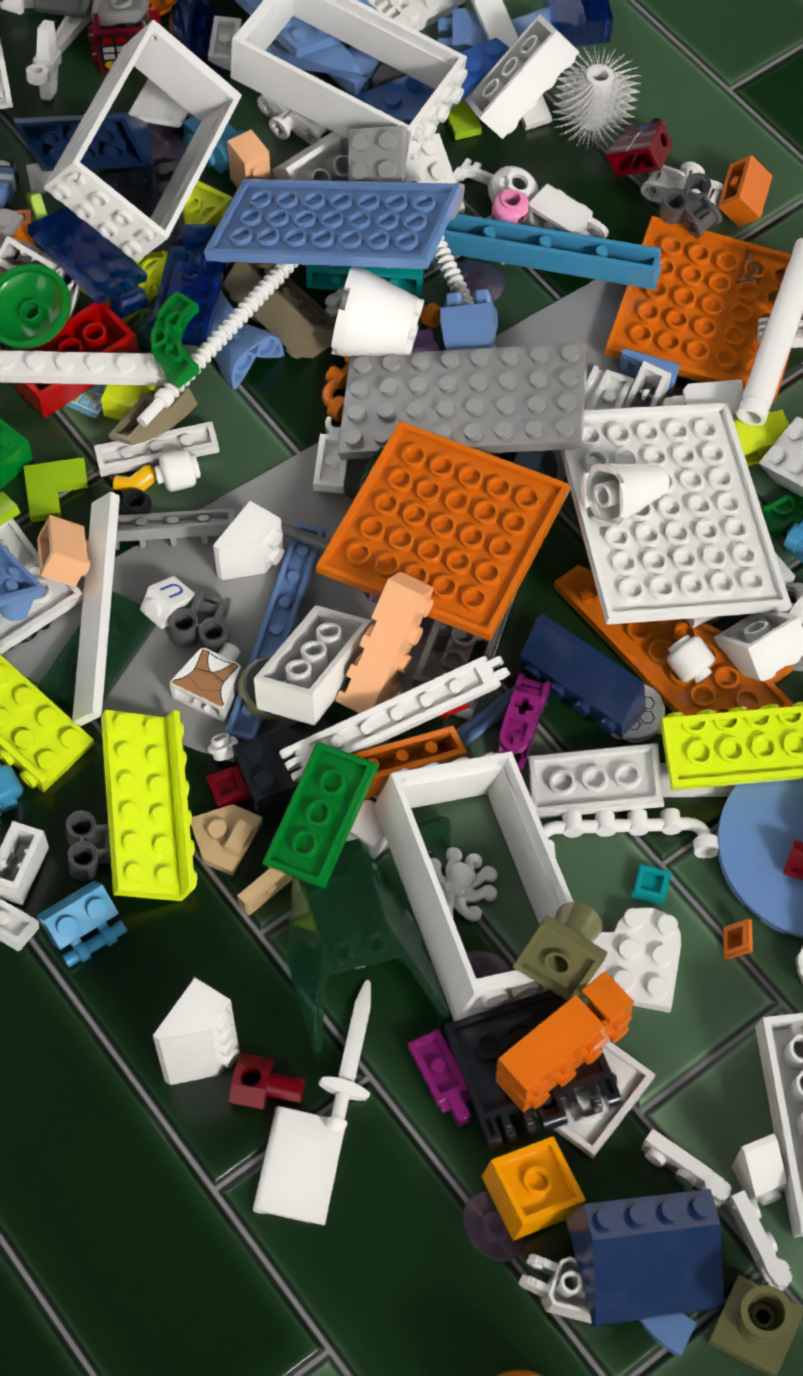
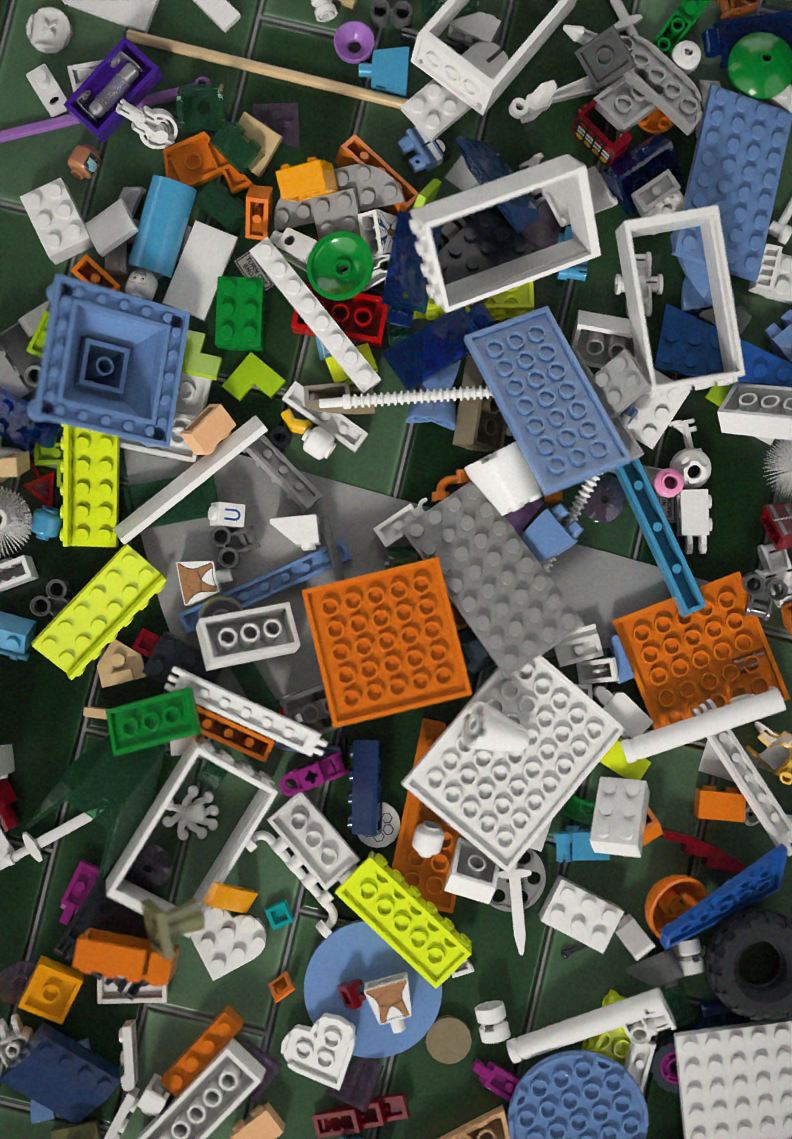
camera: 50 degrees right, 25 degrees up
(167, 339) = (386, 368): green tile -> none
(222, 746) = (168, 621): white plate -> none
(247, 158) = (567, 296): light nougat brick -> none
(387, 643) = (285, 671): light nougat wedge -> none
(589, 893) = (229, 897): none -> light orange tile
(744, 1074) = (202, 1050): none -> orange brick

